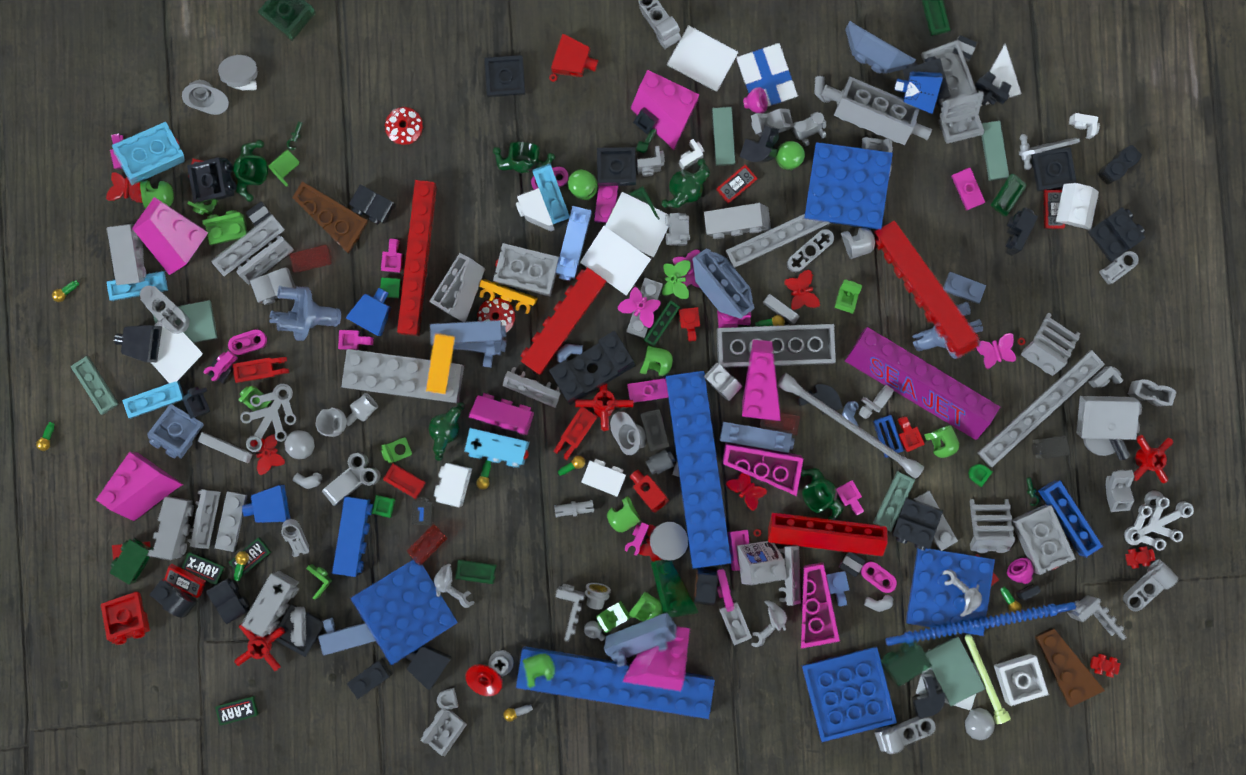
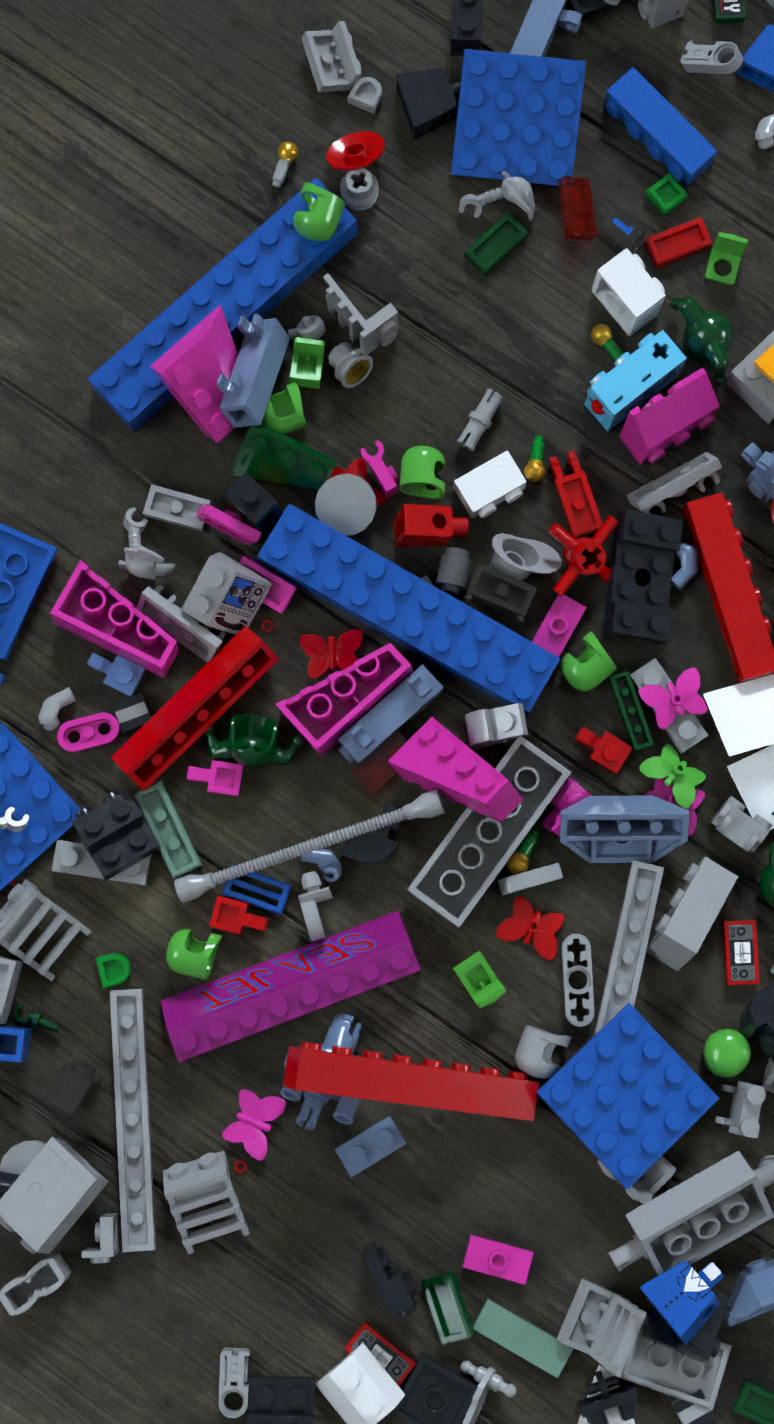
camera: 130 degrees right, 5 degrees down
(322, 575) = (639, 56): bright green bracket -> none
(350, 480) = (732, 180): light grey piece -> none

